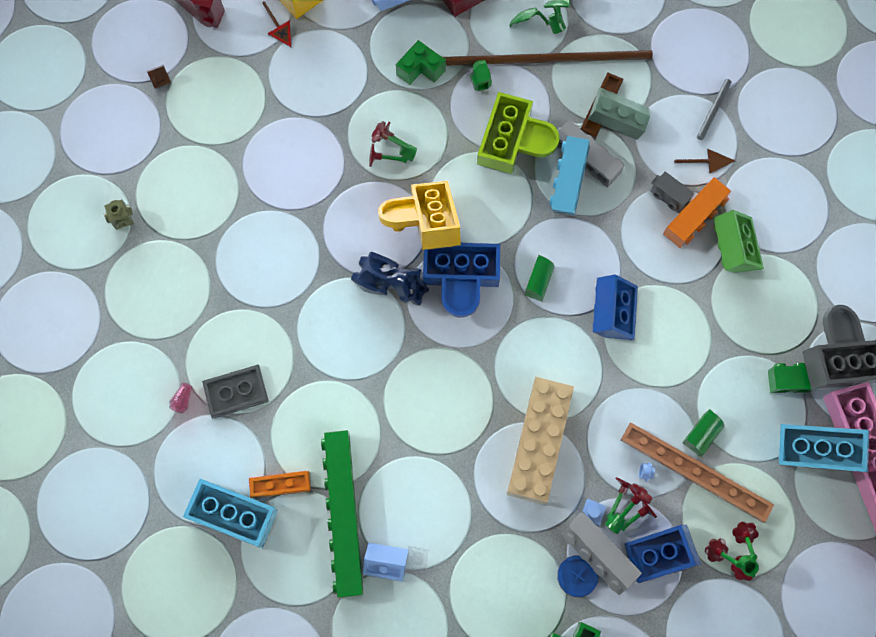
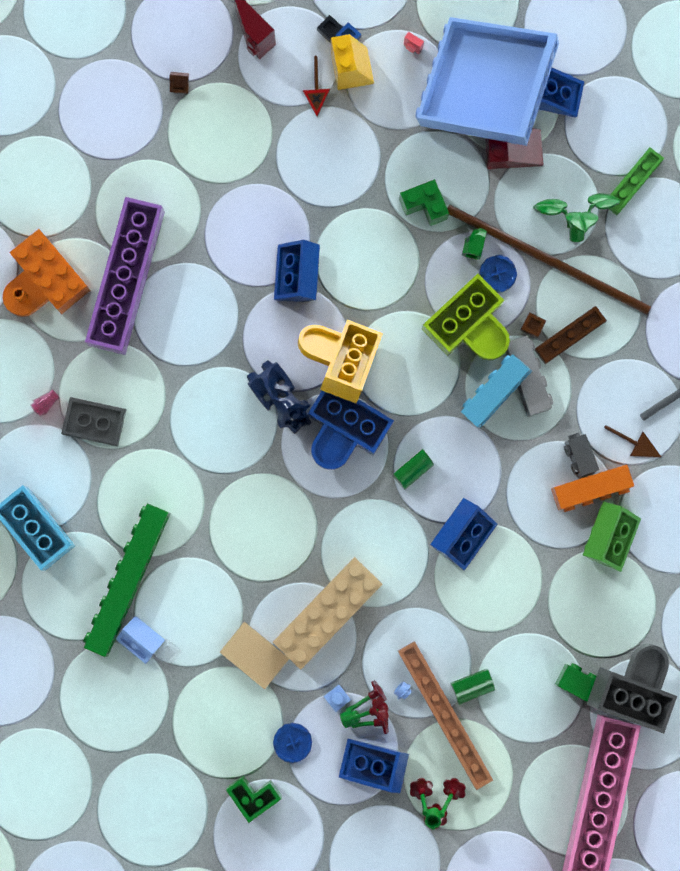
camera: 25 degrees right, 10 degrees up
(118, 214) = (78, 206): olive brick -> none
(124, 292) = (44, 278): none -> orange brick
(196, 252) = (125, 276): none -> medium lavender brick
(279, 484) = (88, 524): orange tile -> none
(344, 172) = (297, 271): none -> blue slope
(382, 132) = (364, 281): plant -> none
(497, 516) = (254, 655): none -> tan tile
(514, 85) = (498, 273): none -> blue tile
(566, 112) = (533, 325): none -> reddish brown plate
(601, 553) = (321, 736): light grey brick -> none
(619, 114) = (581, 353): sand green slope -> none
(824, 447) = (563, 759): medium azure brick -> none

